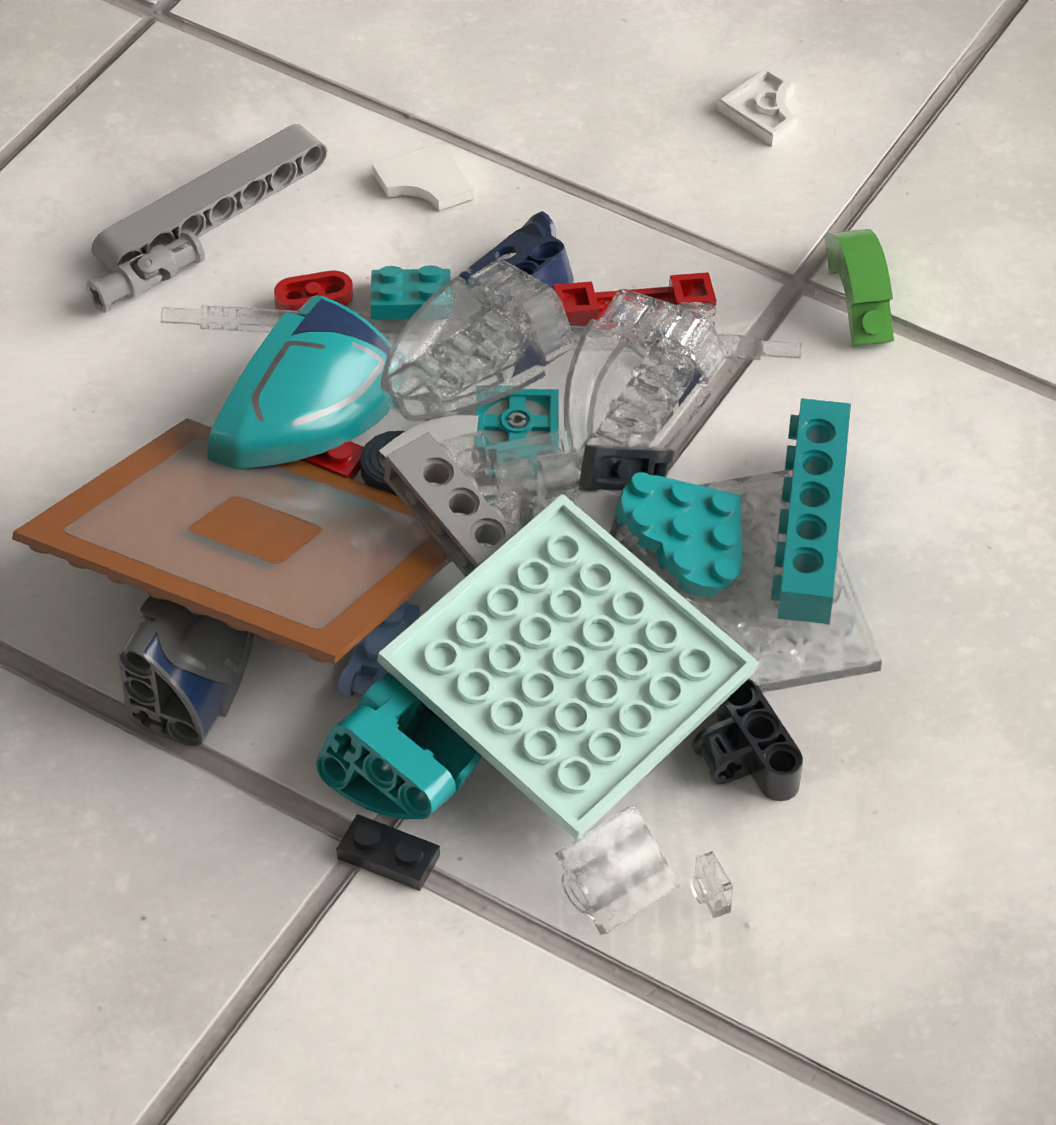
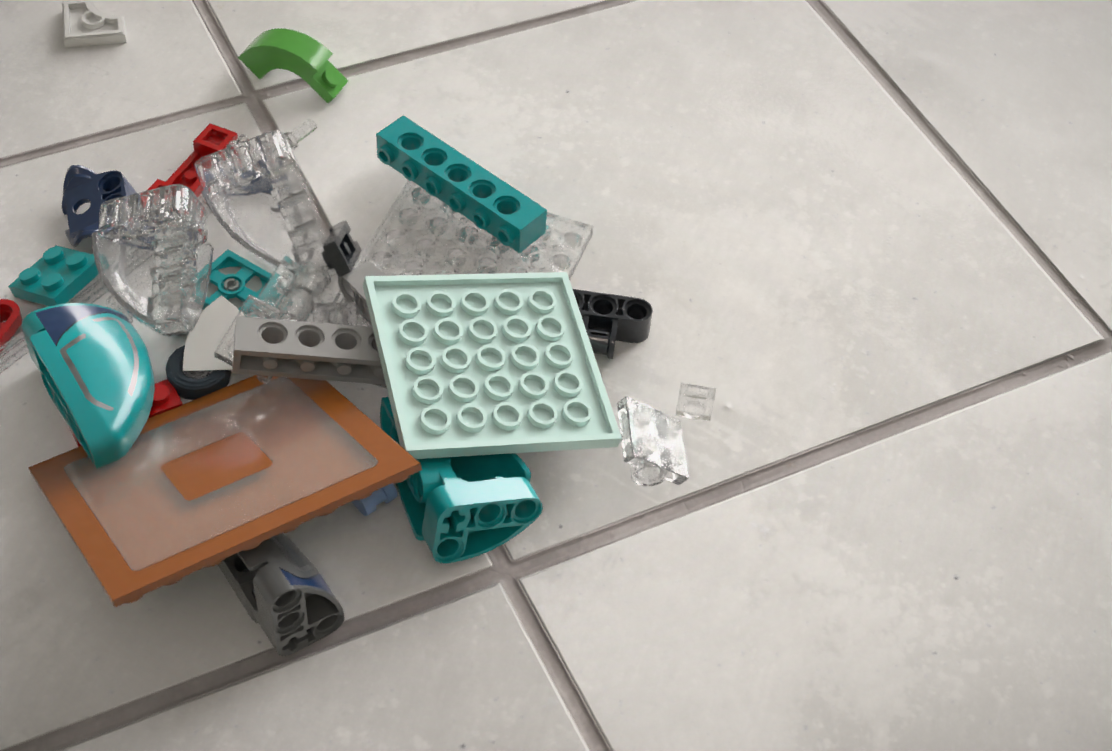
camera: 60 degrees left, 0 degrees up
(388, 852) = (527, 562): black plate -> none
(688, 528) = (421, 248): teal plate -> none

